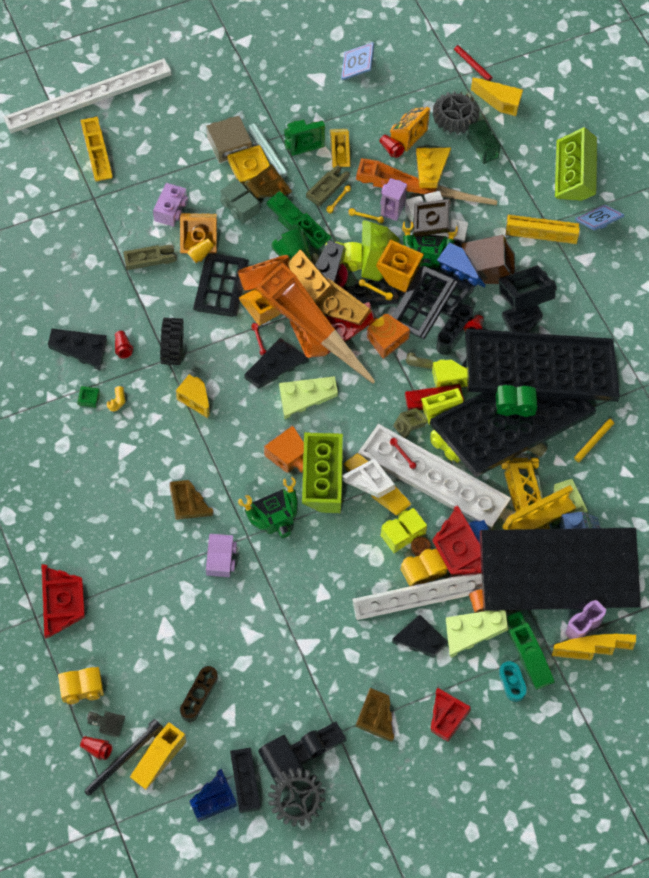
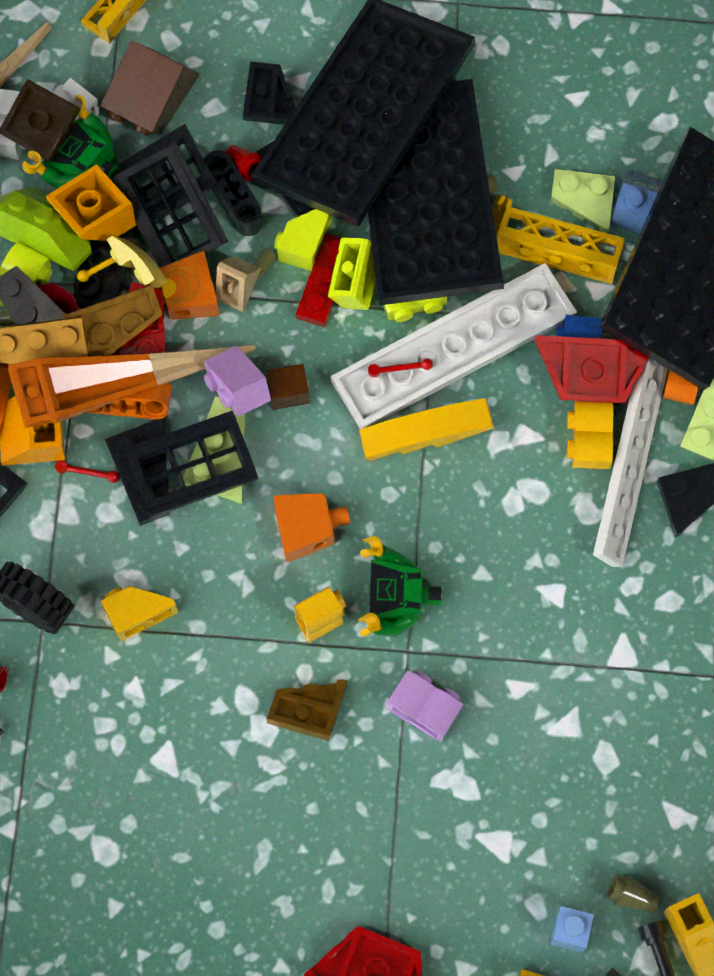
camera: 60 degrees left, 10 degrees up
(88, 396) = (43, 771): green tile -> none
(119, 401) = (78, 728): yellow arm -> none
(134, 684) = (572, 929): none -> light blue brick
(171, 705) = (630, 893): none -> olive cone
(198, 684) = (605, 828): dark brown beam -> none
(239, 478) = (320, 613): none -> yellow brick
(280, 395) = (201, 490): none -> black piece
(322, 471) = (372, 489): lime slope -> none
(345, 378) = (236, 381): none -> lavender brick
(360, 406) = (288, 386): none -> reddish brown brick
(370, 478) = (425, 431): white wing -> none
(383, 299) = (131, 256): none -> light yellow slope
(402, 531) = (518, 436): neon yellow piece -> none
(403, 352) = (235, 282): none -> tan slope
(409, 421) = (350, 333): olive bracket -> none
(419, 544) = (551, 422): dark orange tile -> none
(458, 262) = (135, 125): slope -> none
(510, 284) = (232, 85): black window -> none
(516, 400) = (412, 170): green brick -> none
(542, 512) = (600, 236): yellow fence -> none
(594, 440) = (509, 109): yellow bar -> none

